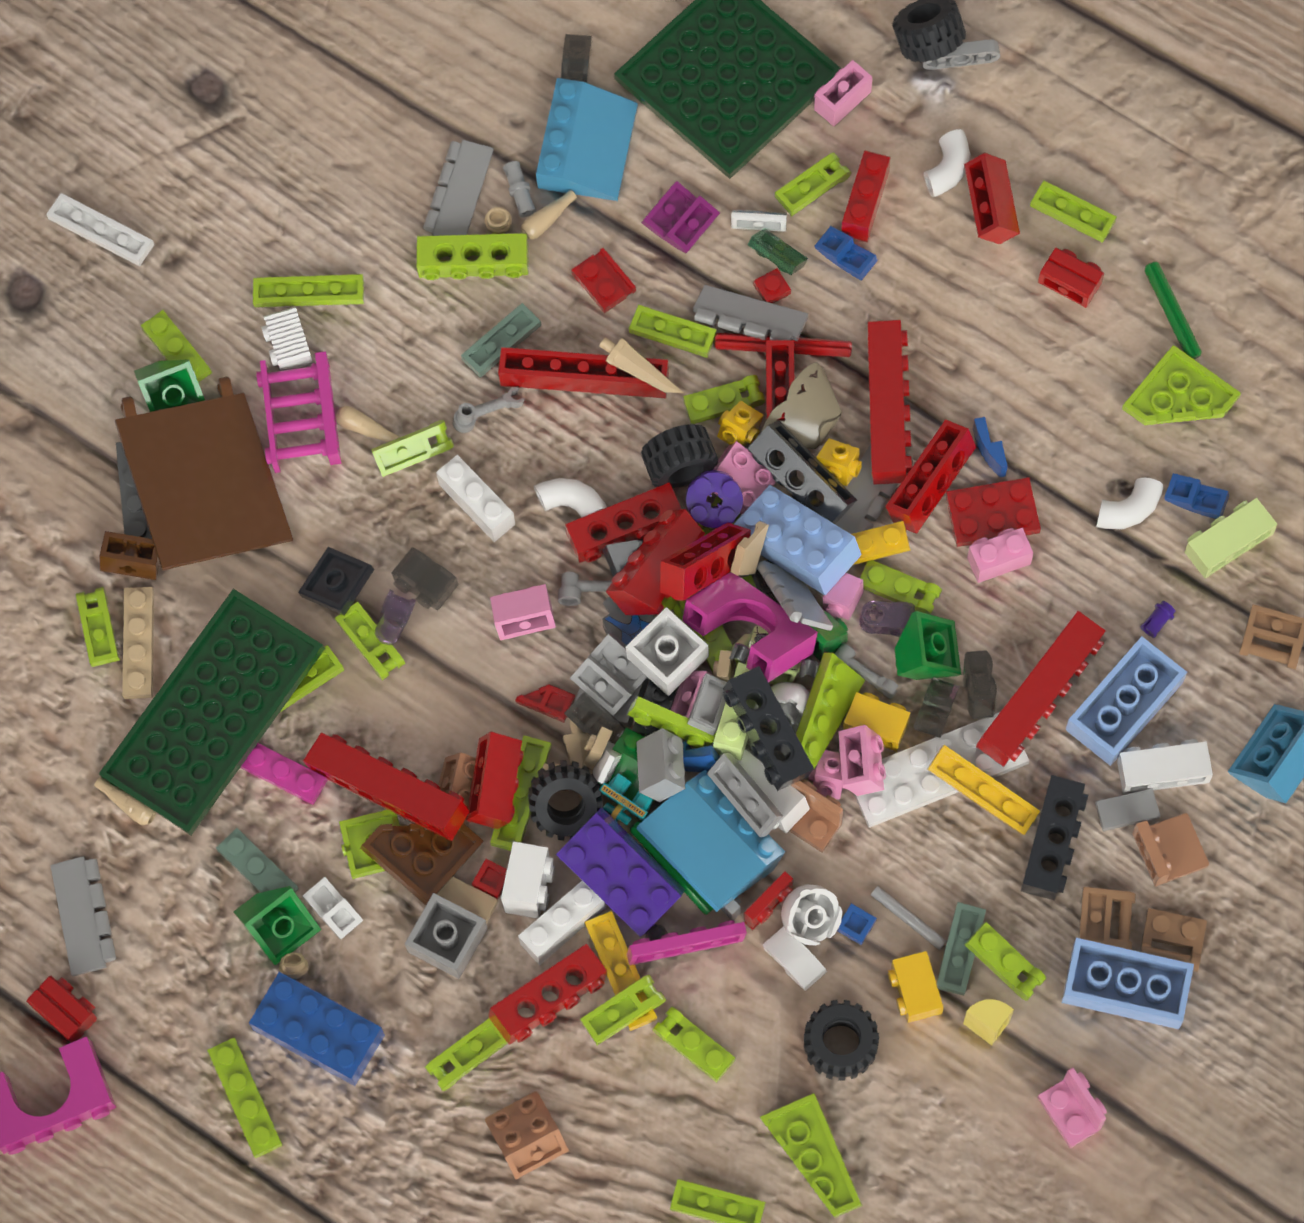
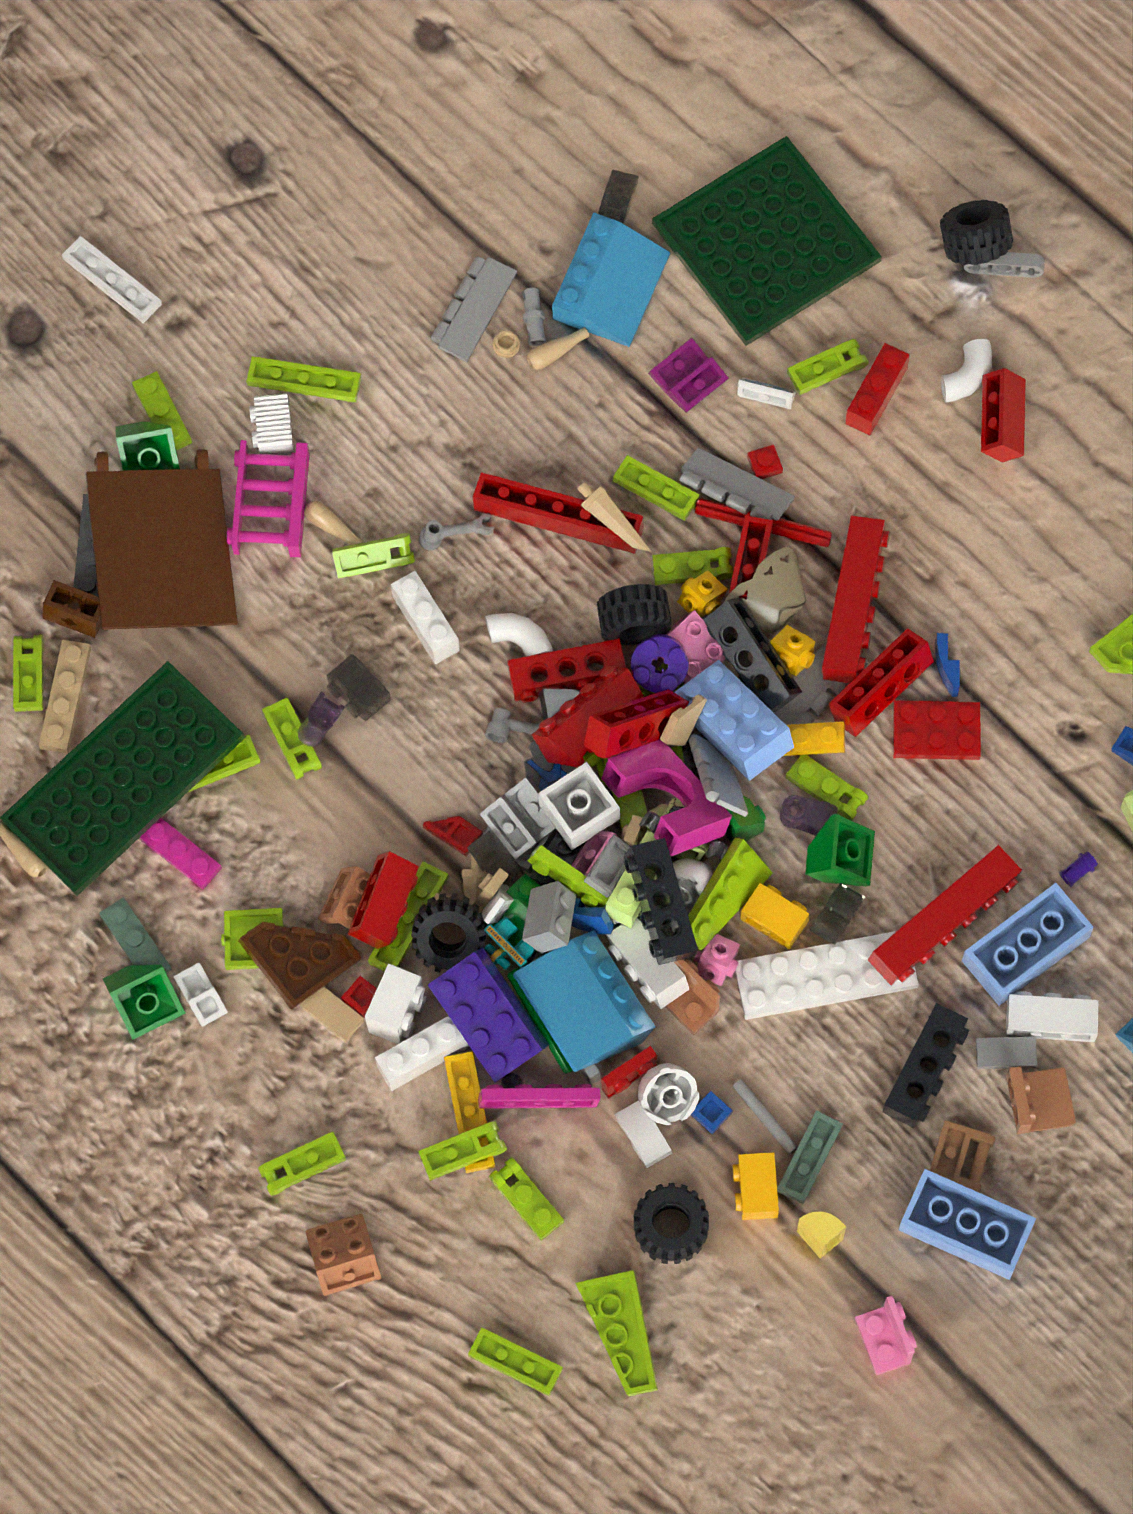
camera: 10 degrees right, 0 degrees up
(245, 1097) = (76, 1163): lime plate -> none
(293, 965) = (150, 1043): tan plate -> none
(317, 1028) = (160, 1109): blue brick -> none
(336, 581) = (270, 673): black plate -> none
(387, 786) = (278, 885): red brick -> none
(446, 935) = (305, 1043): light grey brick -> none
(460, 247) = (462, 364): lime brick -> none
(507, 333) = (489, 460): sand green plate -> none
(519, 610) = (447, 739): bright pink brick -> none
(580, 963) = (429, 1096): red brick -> none
(603, 280) = (598, 424): red plate -> none
(745, 794) = (626, 962): light grey plate -> none
(777, 251) = (777, 428): clear green plate -> none
(843, 93) = (876, 280): bright pink brick -> none
(843, 597) = (768, 786): bright pink brick -> none
(845, 254) = (845, 443): blue slope -> none
(861, 760) = (749, 951): bright pink brick -> none
(883, 685) = (791, 882): light grey brick -> none
(979, 684) = (884, 899): clear smoke brick -> none
(983, 790) = (865, 1004): yellow plate -> none
(1000, 554) = (933, 773): bright pink brick -> none
(1005, 961) = (850, 1178): lime plate -> none
(1071, 276) = (1066, 508): red brick -> none
(1073, 211) = (1083, 443): lime plate -> none
(1134, 508) = (1076, 754): white cylinder -> none
(1175, 931) = (1027, 1182): medium nougat plate -> none

